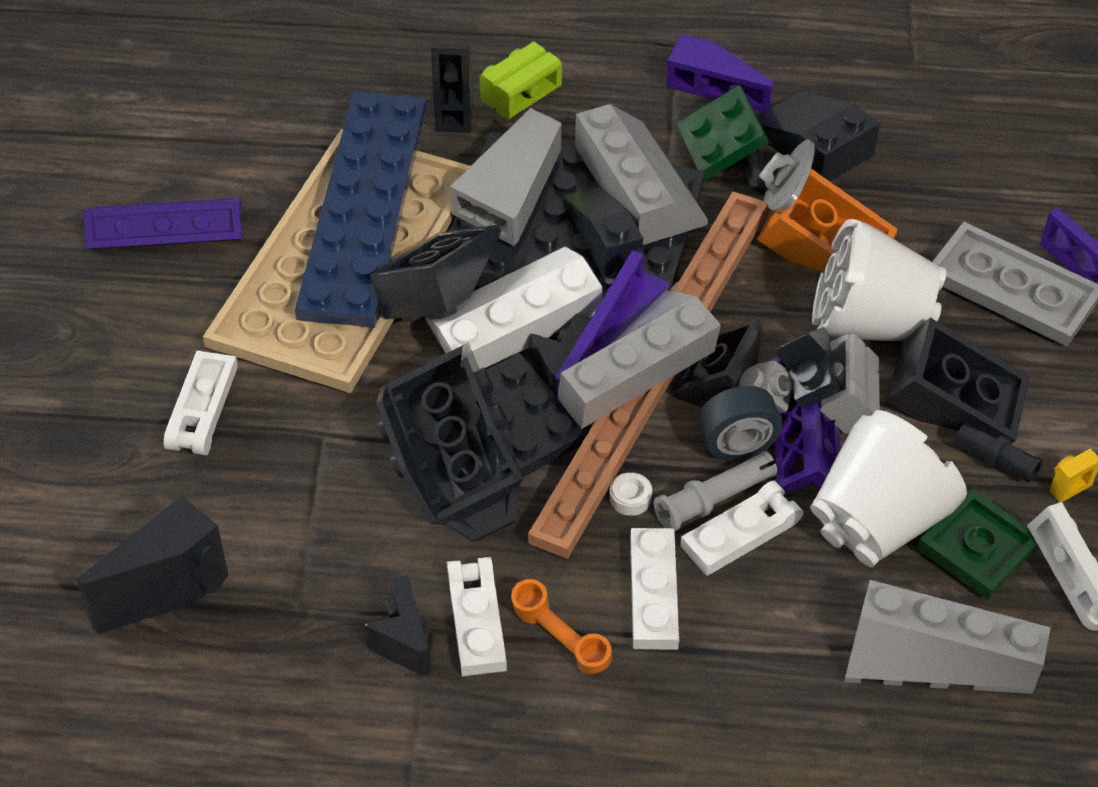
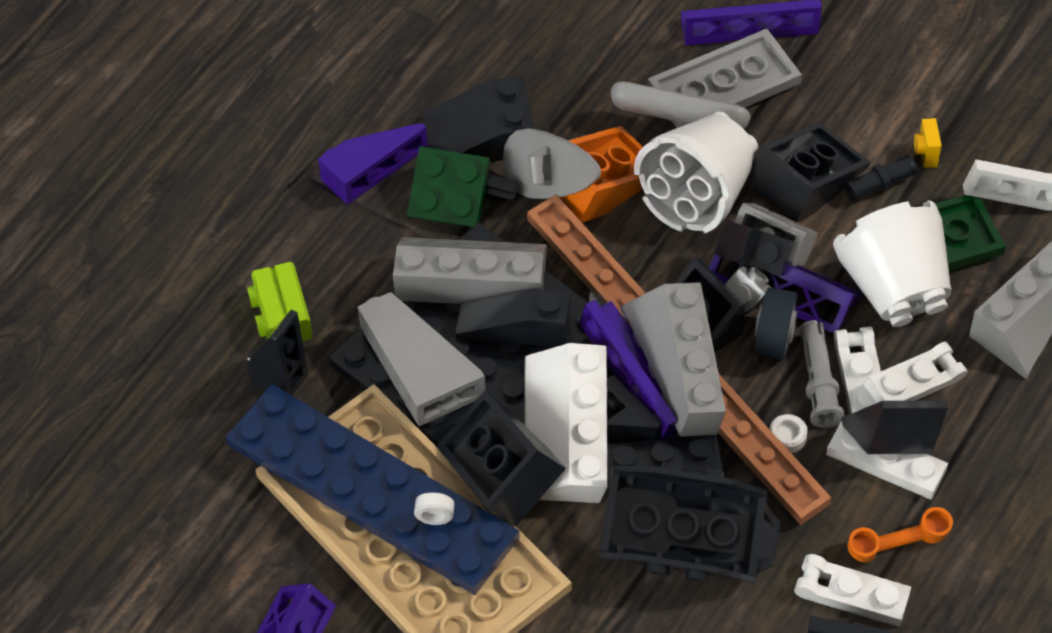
camera: 60 degrees left, 5 degrees up
(346, 237) = (434, 508): none -> white tile
(674, 566) = (897, 426): none -> black slope
(763, 570) = (916, 376): none -> white plate
(940, 250) = (672, 104): none -> light grey piece

